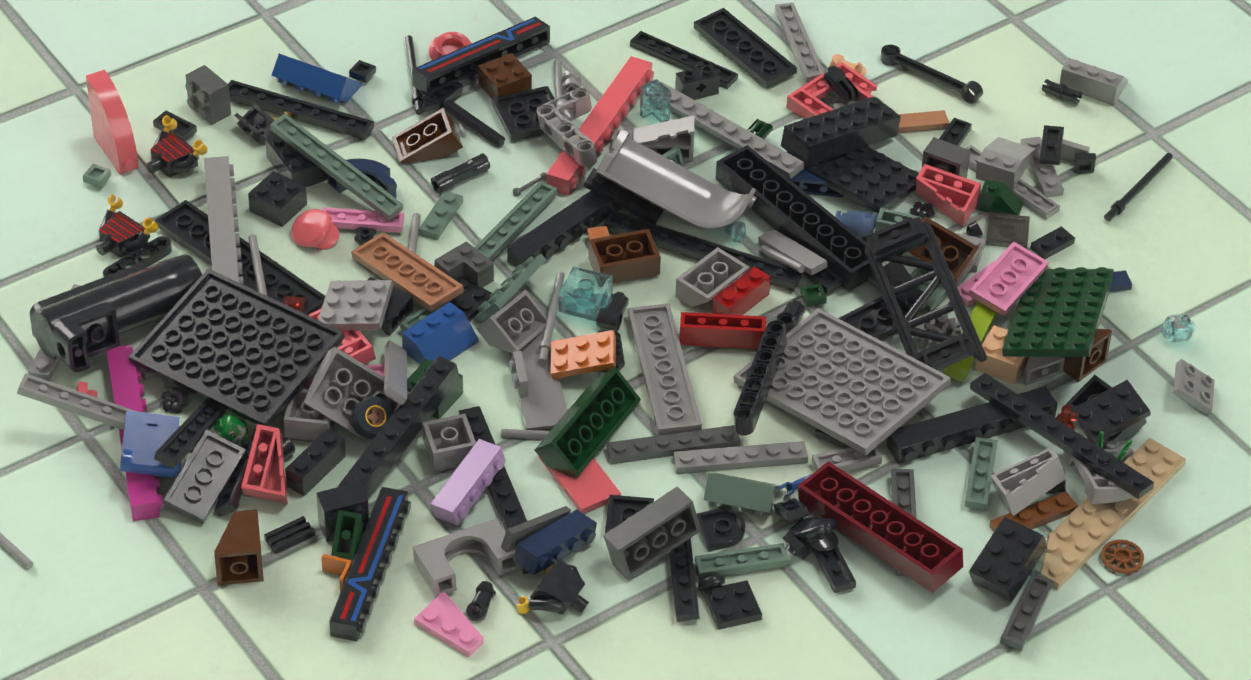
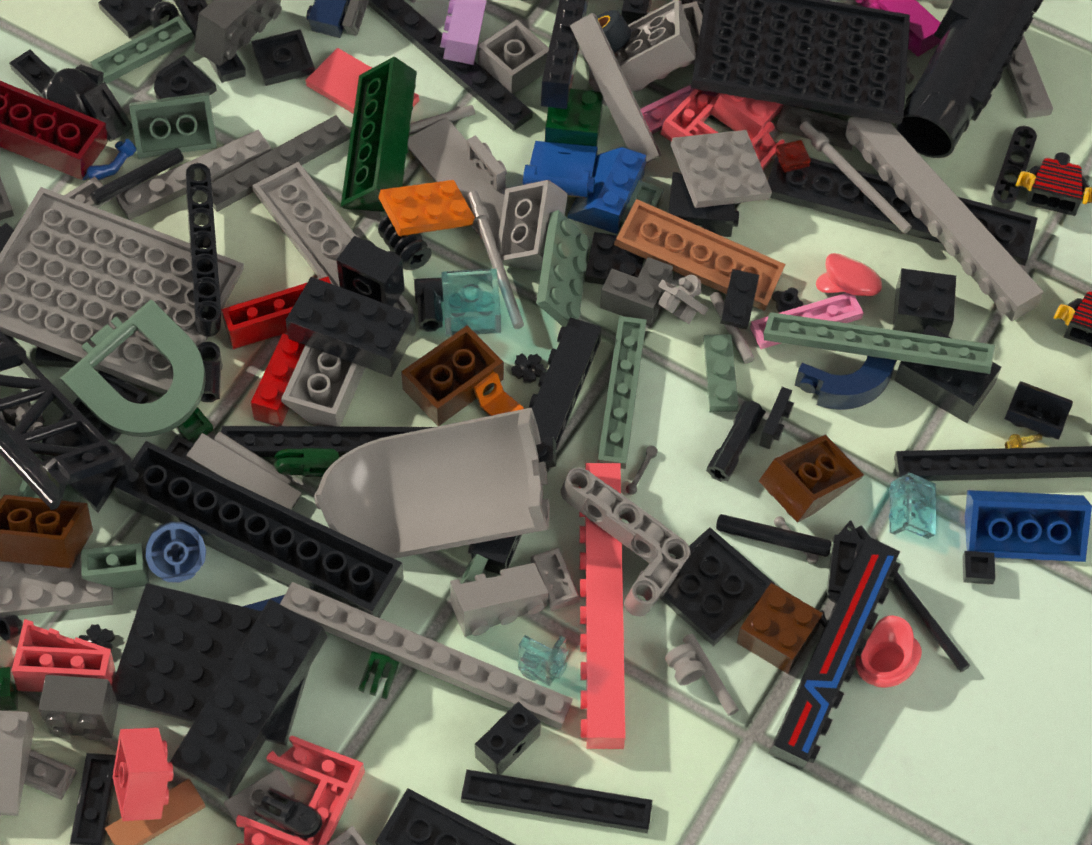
camera: 155 degrees right, 15 degrees up
(378, 108) = (912, 506): none -> clear light blue bracket
(401, 235) = (739, 299): none -> black plate
(422, 176) = (773, 428): none -> black plate
(440, 244) = (688, 288): none -> light grey hips
(472, 351) = (564, 165): none -> blue door
(567, 260) = (528, 368): none -> black plant
(650, 312) = (371, 271): none -> black brick
(683, 277) = (351, 326): none -> black brick
(748, 243) = (305, 461): none -> dark green arm
(786, 459) = (136, 176): none -> black axle
(865, 306) = (130, 417): none -> sand green piece
(919, 116) = (142, 774): none -> coral brick

